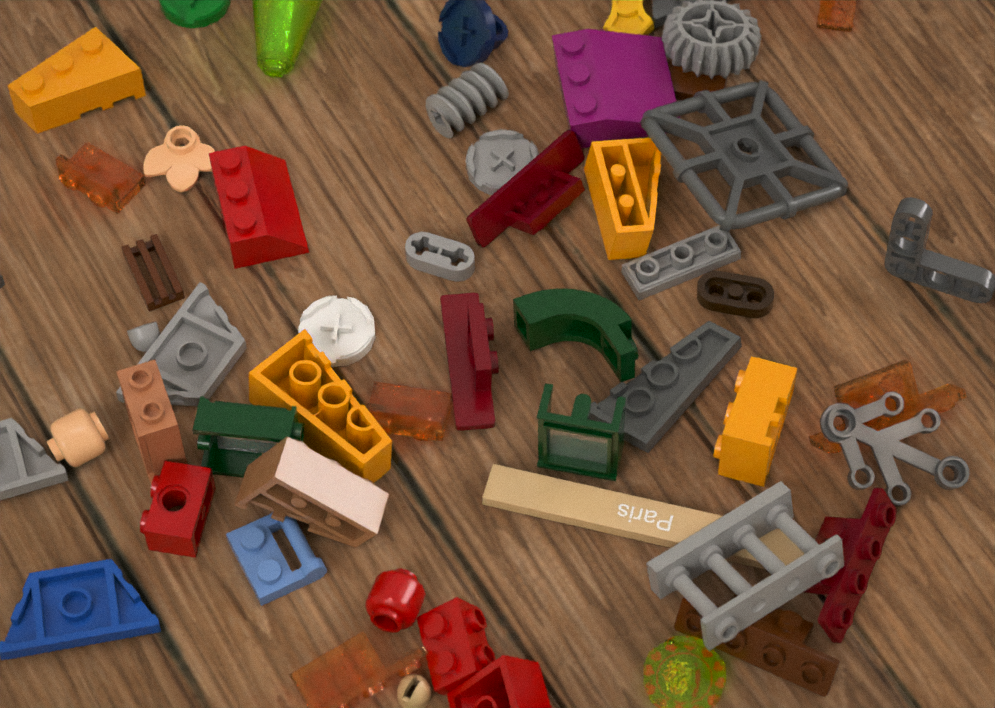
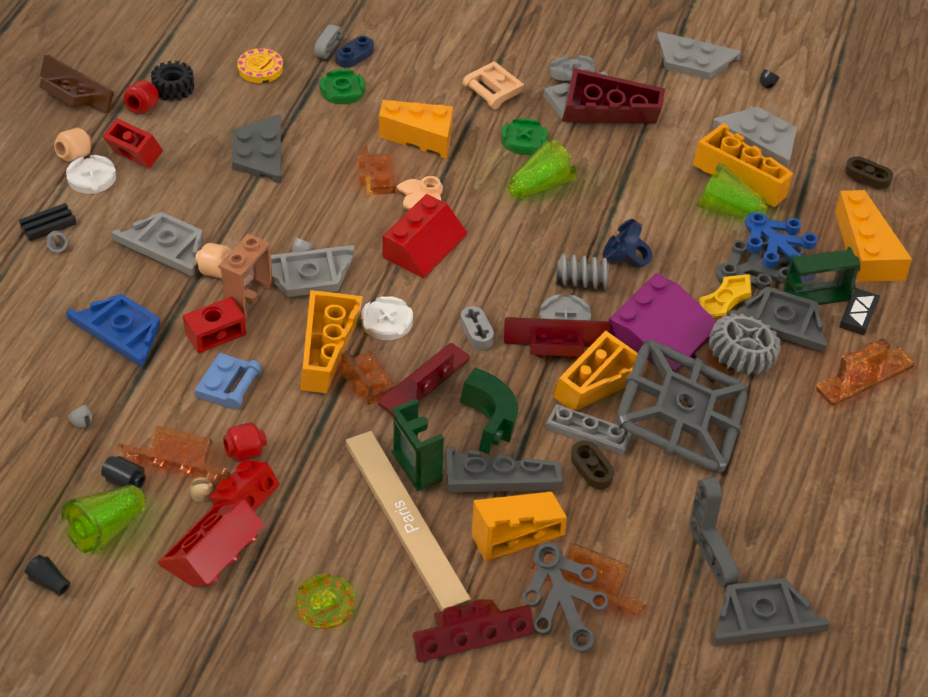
camera: 45 degrees right, 10 degrees down
(142, 249) = (340, 226): reddish brown tile -> none
(241, 433) = (281, 324): dark green window -> none
(315, 491) = (270, 364): medium nougat wedge -> none
(725, 537) = (416, 554): light grey fence -> none
(773, 645) = (383, 617): reddish brown bracket -> none

